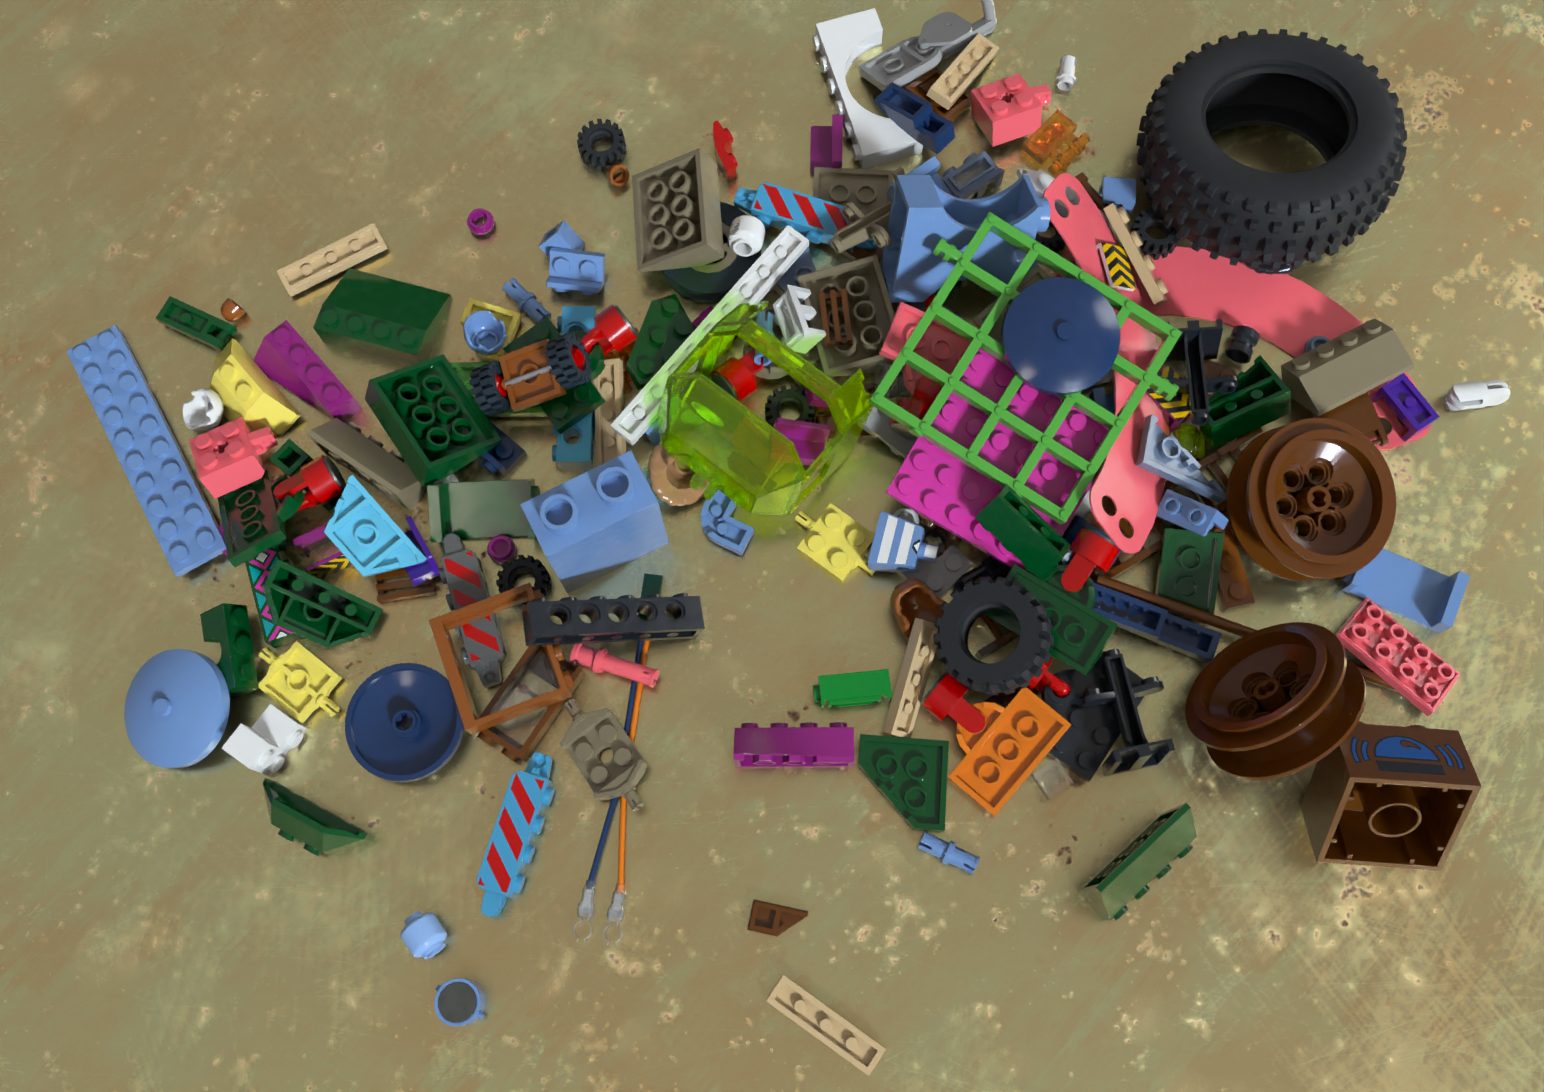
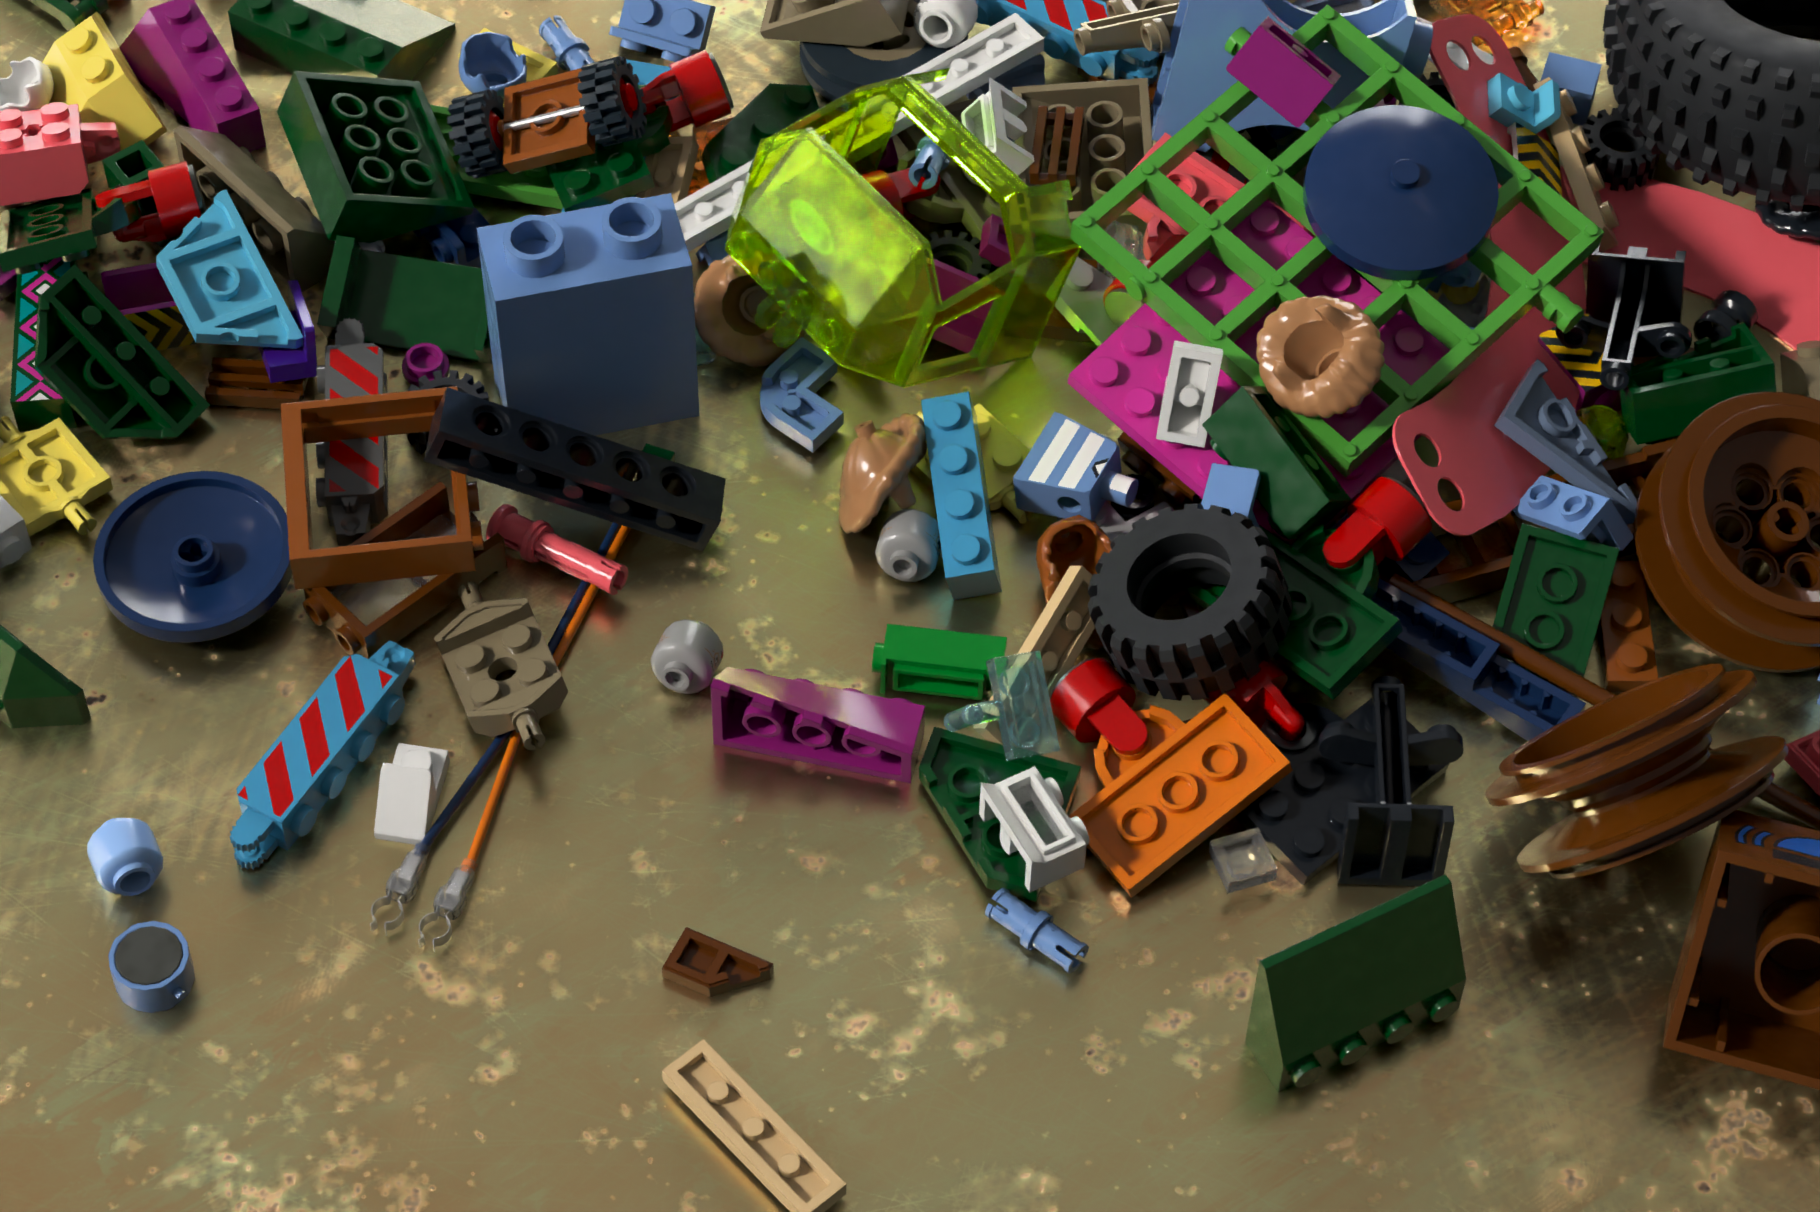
camera: 10 degrees right, 20 degrees down
(573, 846) = (410, 793): none -> white slope
(707, 719) = (689, 654): none -> light grey head
(787, 570) = (879, 469): none -> medium nougat piece
(815, 611) = (906, 542): none -> light grey head
(838, 578) = (961, 496): none -> dark azure brick
(909, 720) = (1018, 704): none -> clear light blue plate
(936, 795) = (1036, 826): none -> white window
(962, 497) = (1189, 393): none -> white slope
(975, 268) = (1282, 72): none -> magenta panel
(1002, 561) = (1232, 489): none -> medium blue panel
(1039, 464) = (1319, 355): none -> medium nougat piece
(1102, 228) = (1515, 102): none -> medium azure bracket

